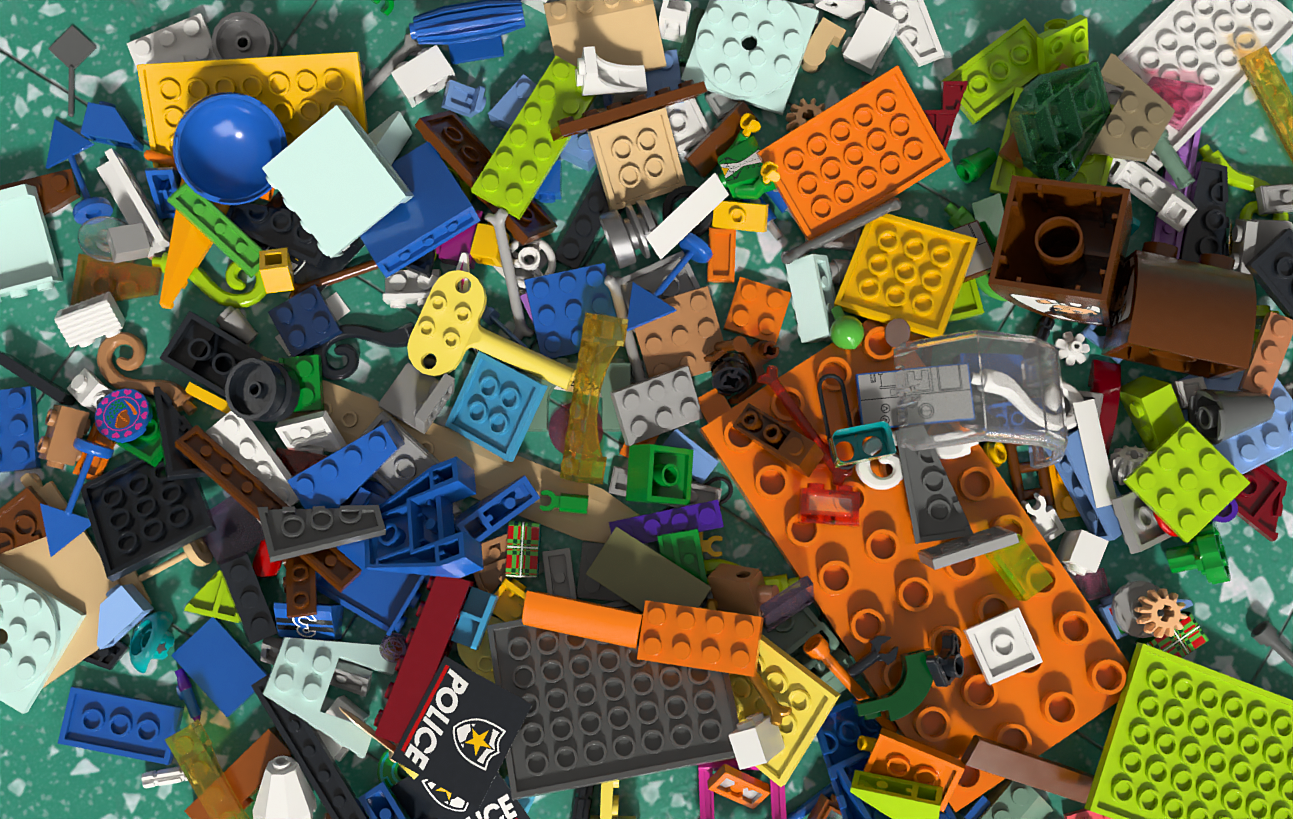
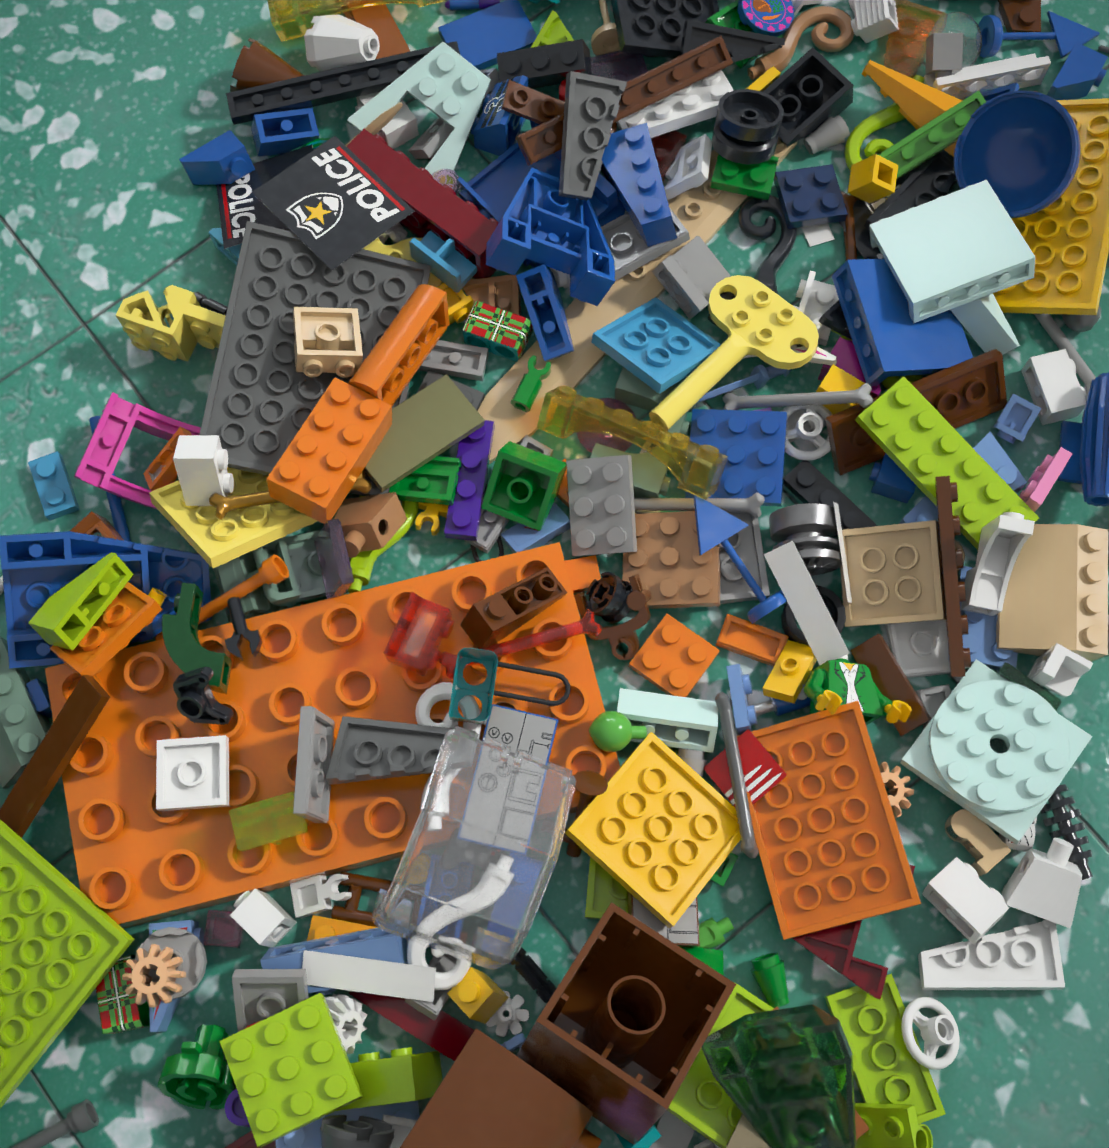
camera: 110 degrees right, 10 degrees down
(515, 61) = (1044, 478): none -> bright pink plate
(600, 682) = (327, 341): none -> tan plate
(633, 200) = (842, 551): none -> white sticker
(767, 250) = (740, 686): none -> medium blue plate
(828, 216) = (758, 766): none -> red sticker
(973, 37) = (934, 1031): none -> white piece
(1075, 370) = (478, 995): none -> yellow brick

